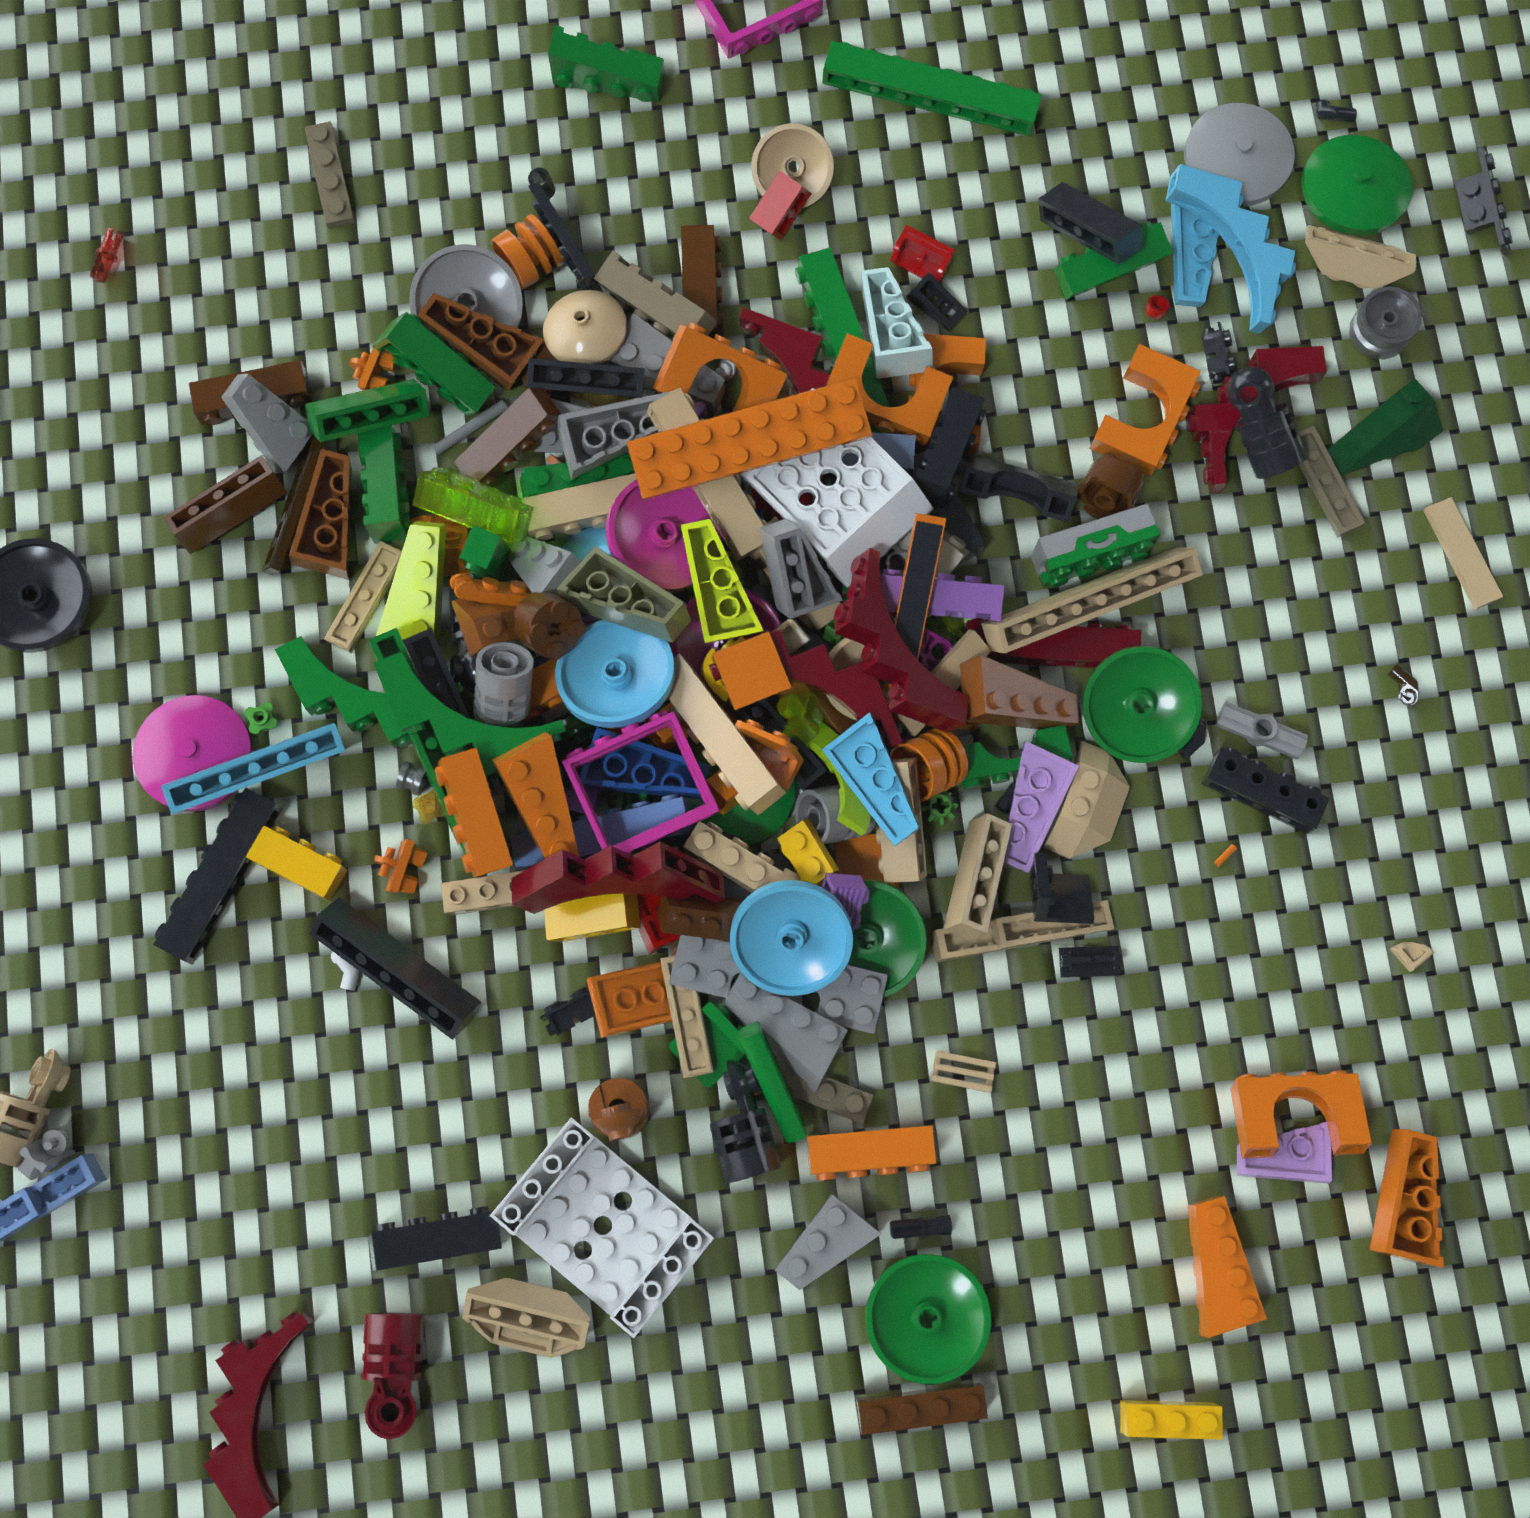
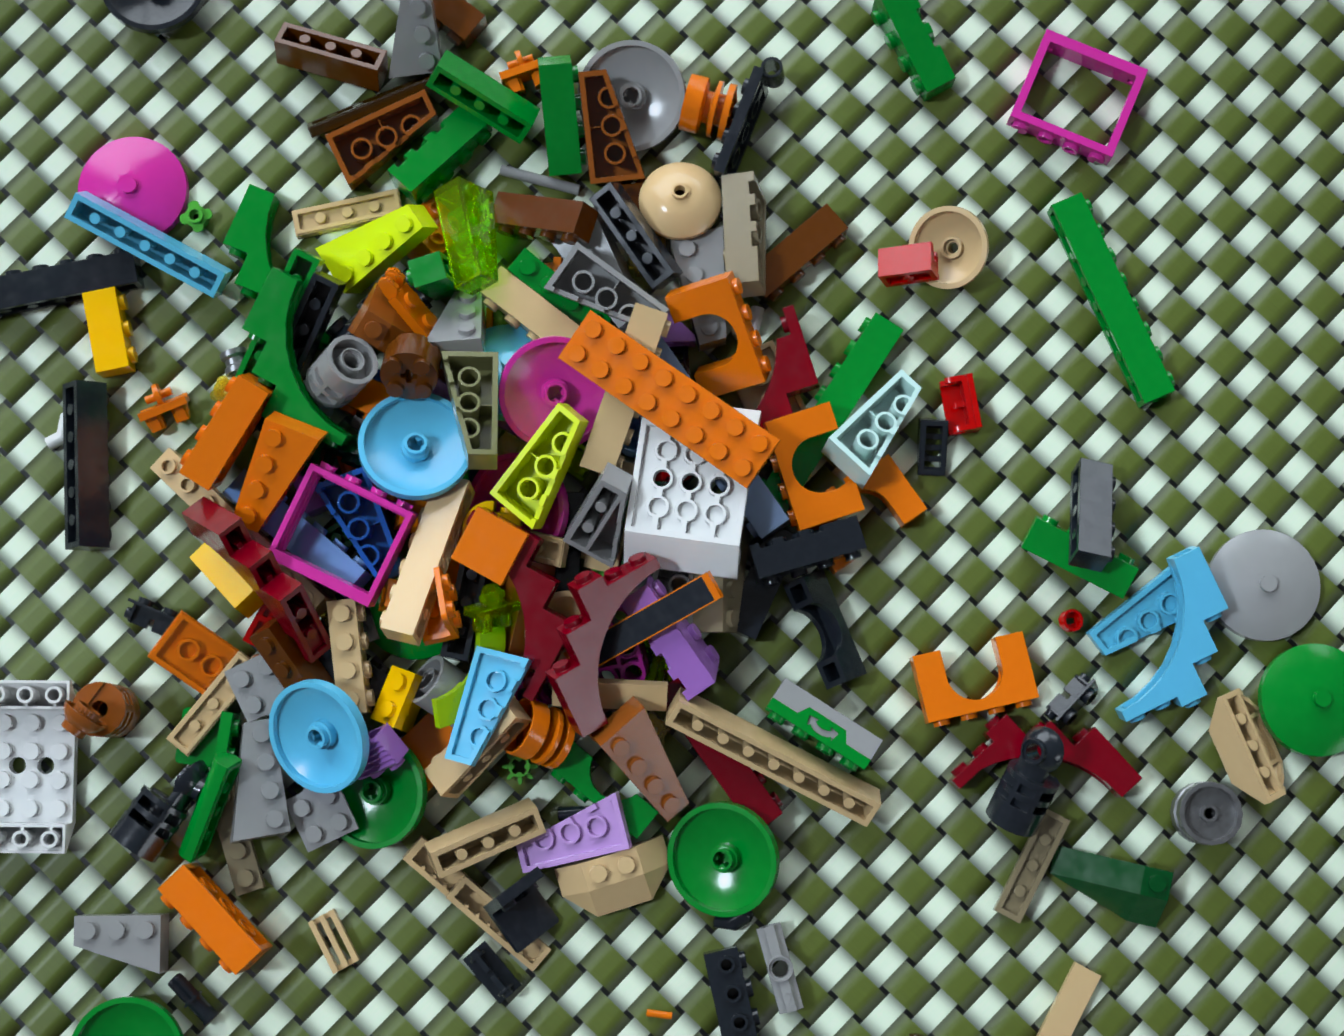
camera: 55 degrees right, 5 degrees up
(1110, 486) = (881, 701): reddish brown brick -> none

